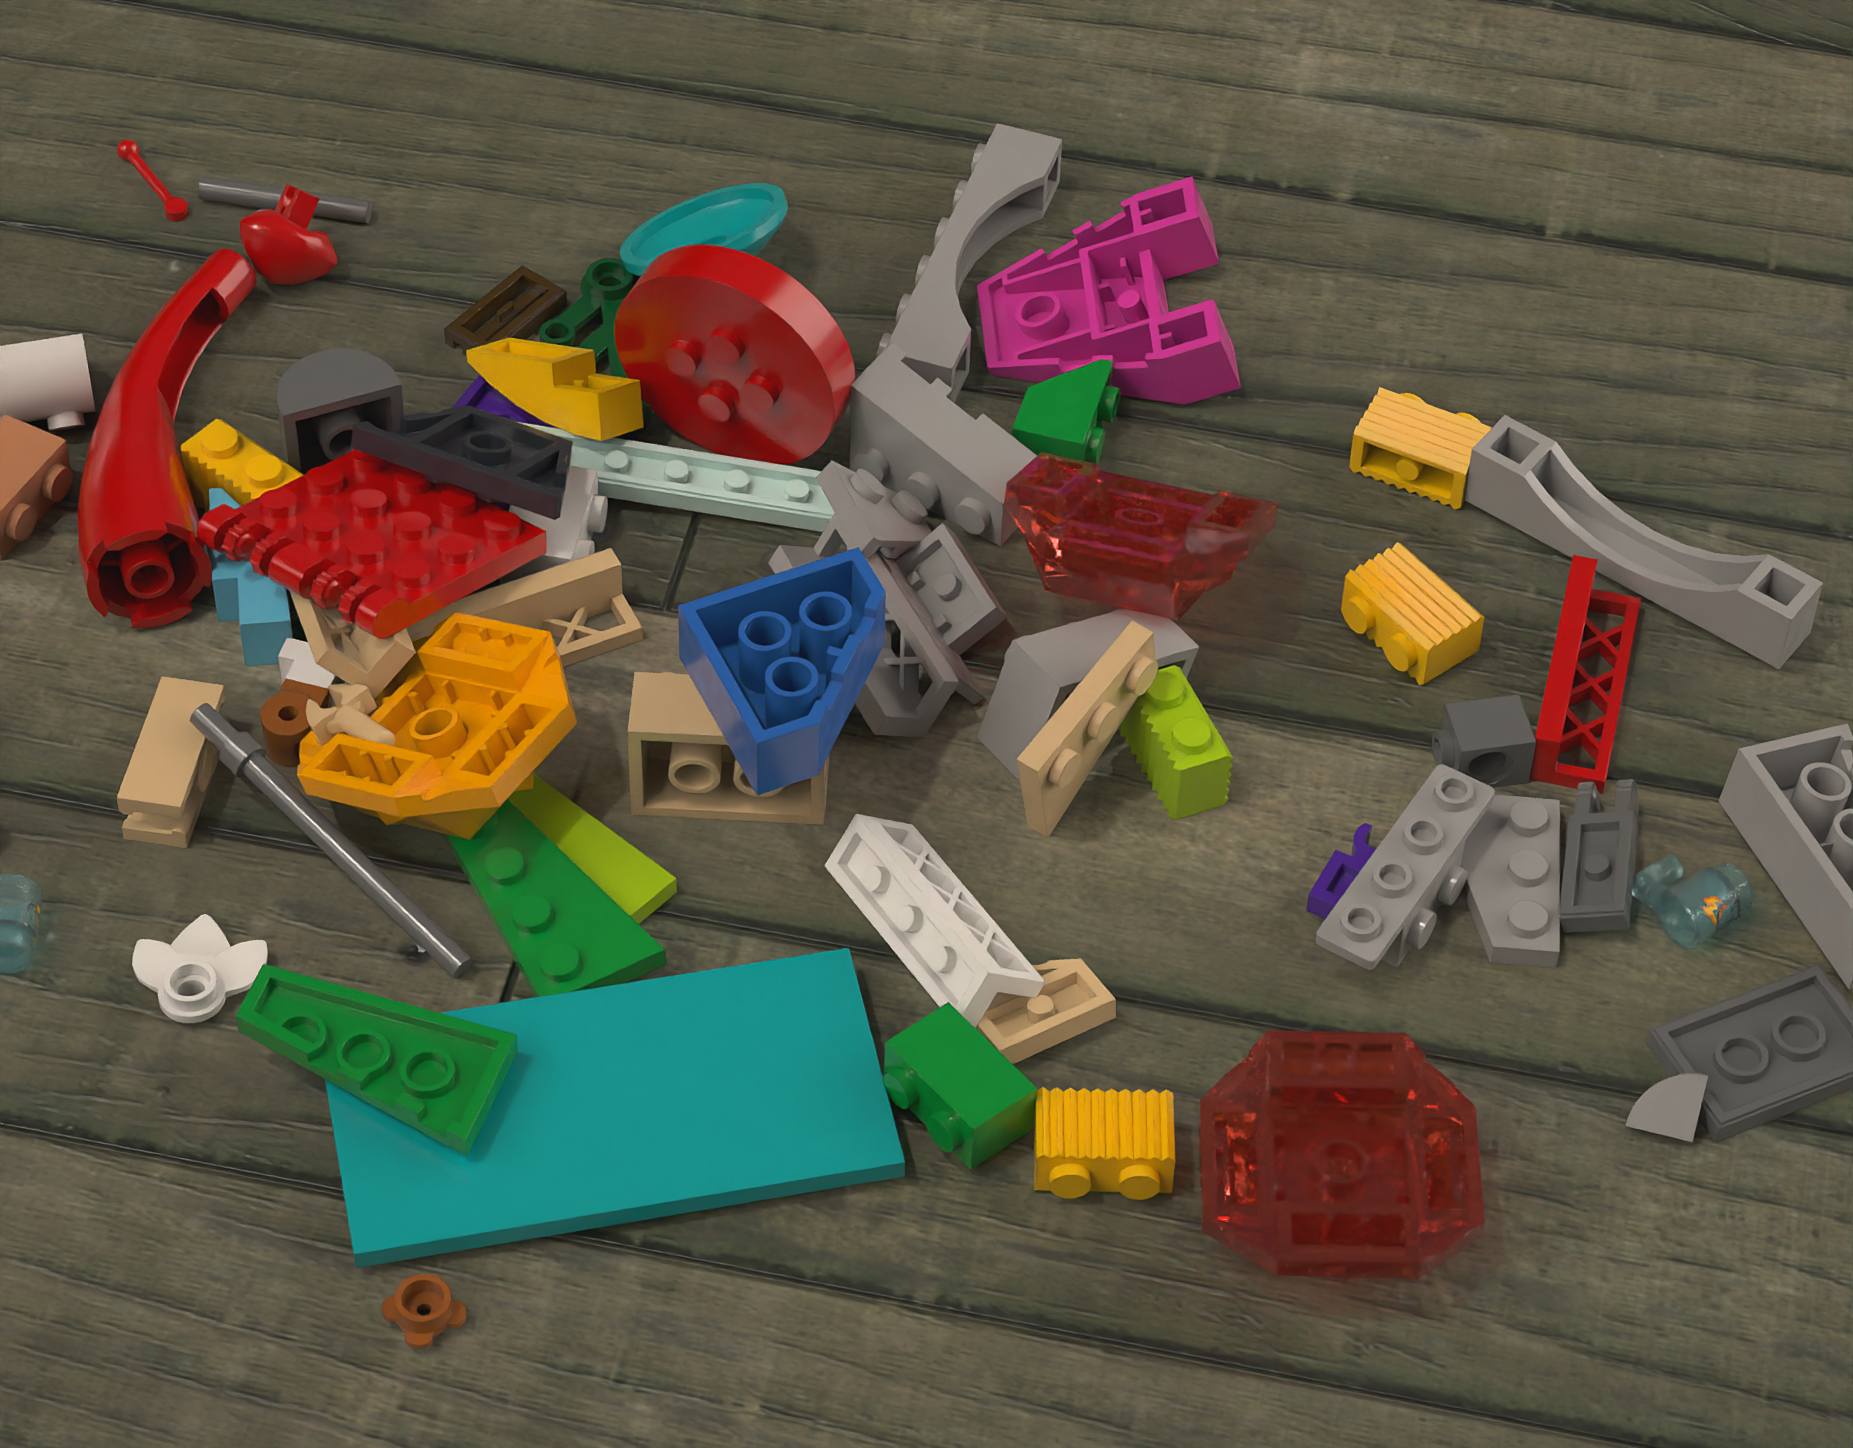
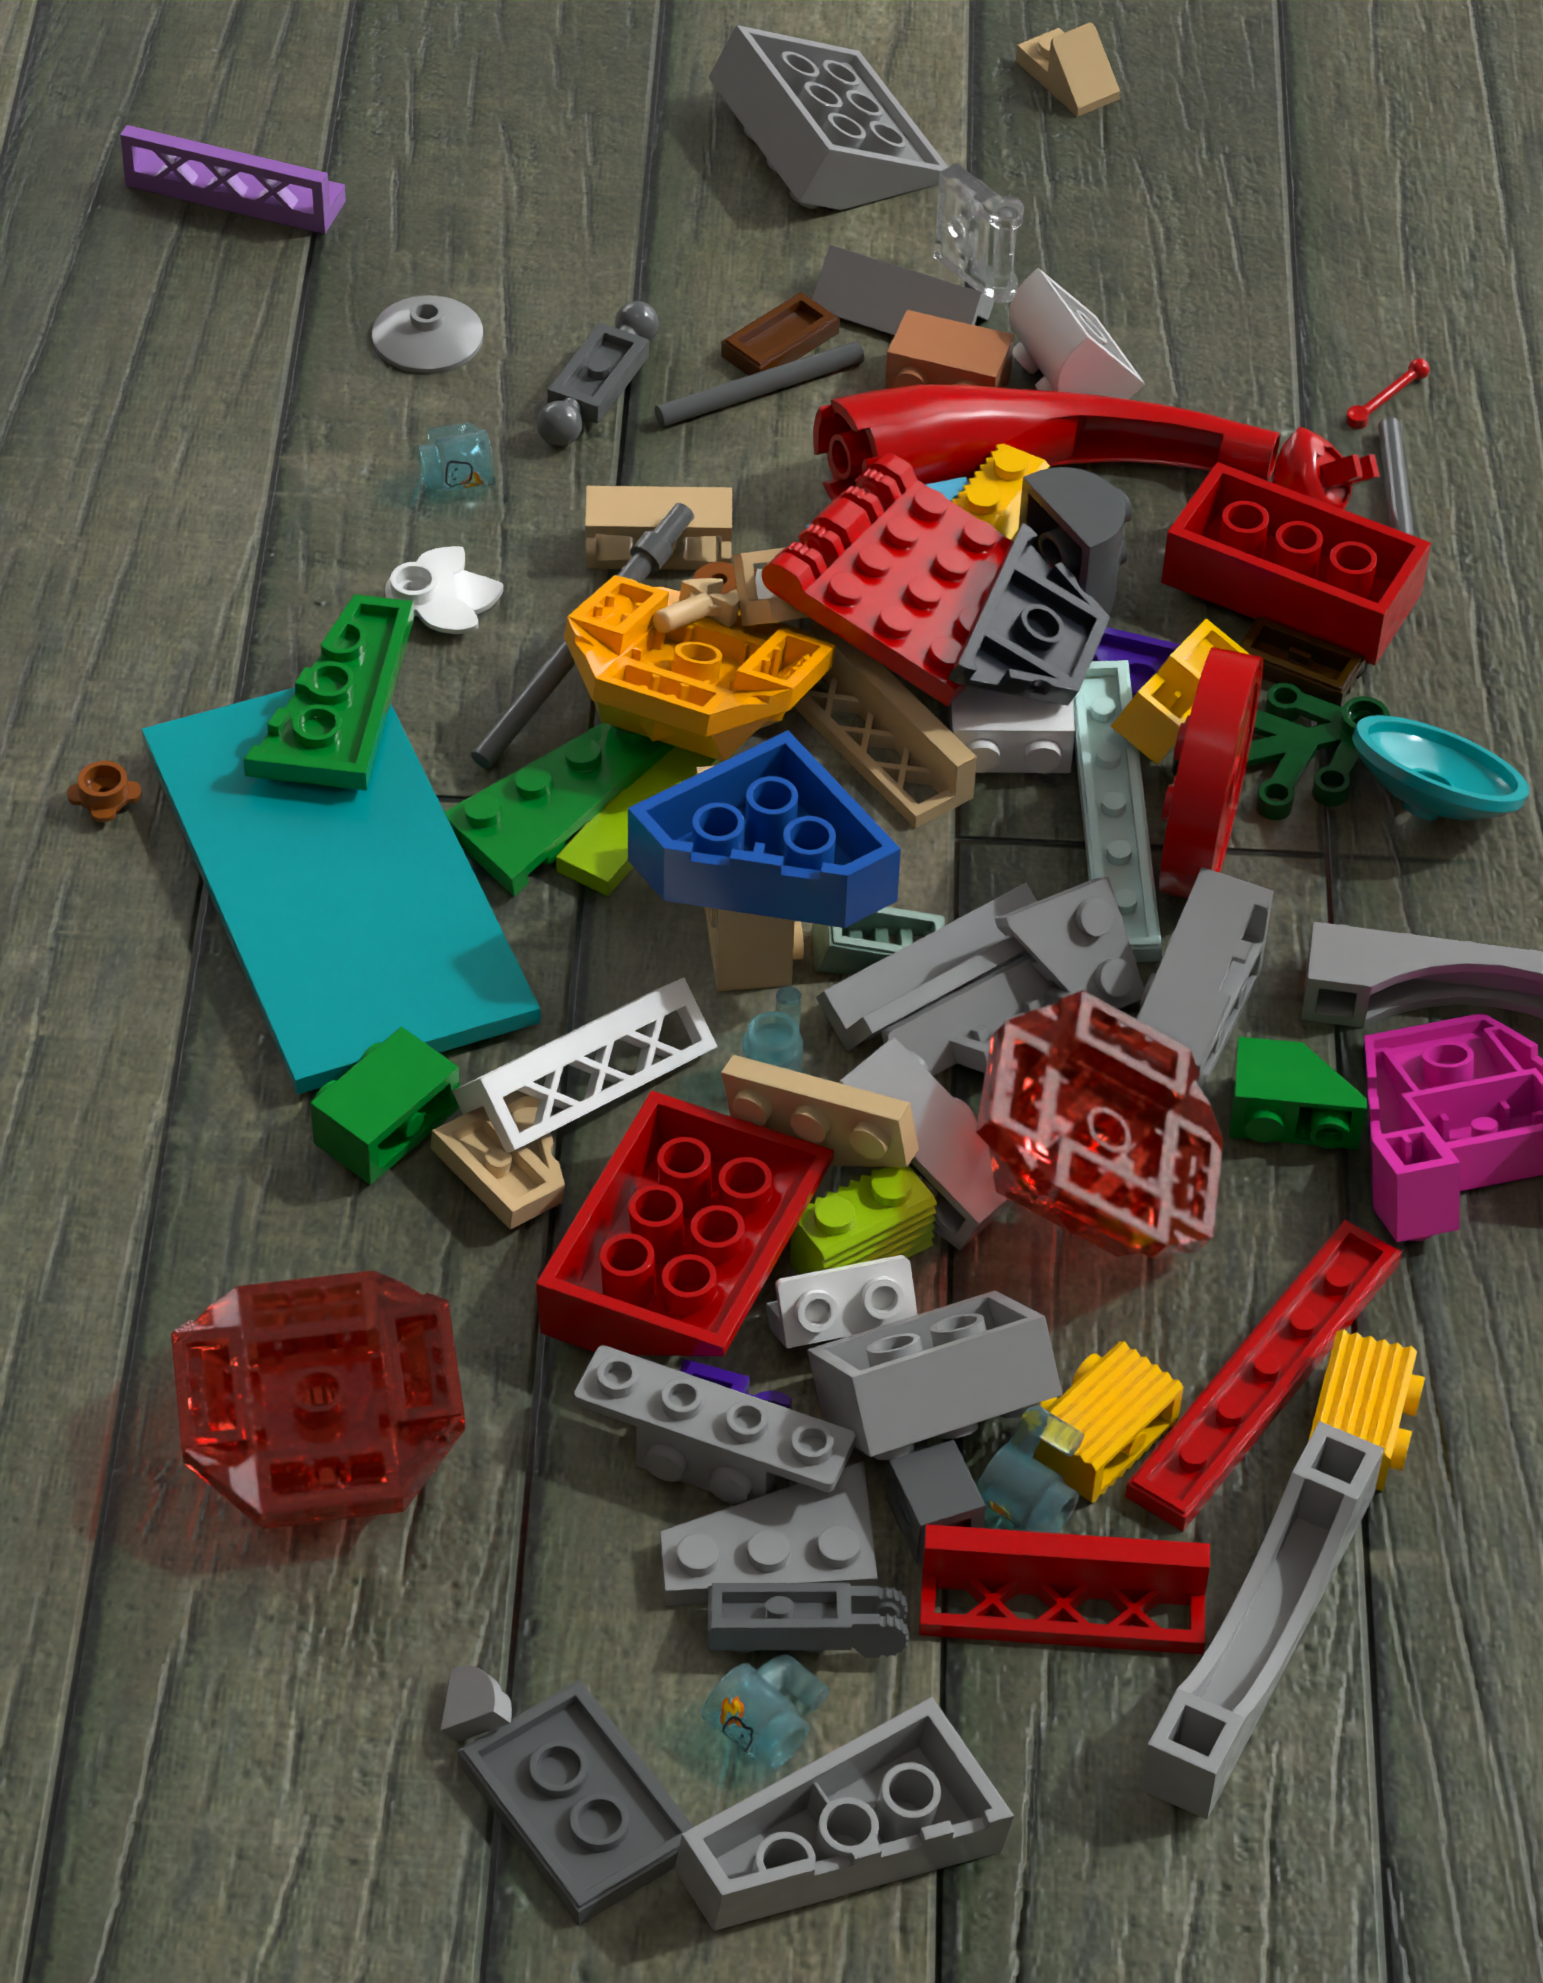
camera: 80 degrees right, 0 degrees up
(404, 270) = (1295, 561): none -> red brick
(946, 774) = (775, 1035): none -> clear light blue piece
(1104, 1142) = (344, 1218): yellow brick -> none
(1179, 863) = (678, 1233): none -> red slope
(1268, 769) = (841, 1301): none -> white bracket
(1348, 498) = (1262, 1376): none -> red tile
(1374, 701) = (936, 1373): none -> light grey brick
(1480, 674) = (1024, 1487): none -> clear light blue piece

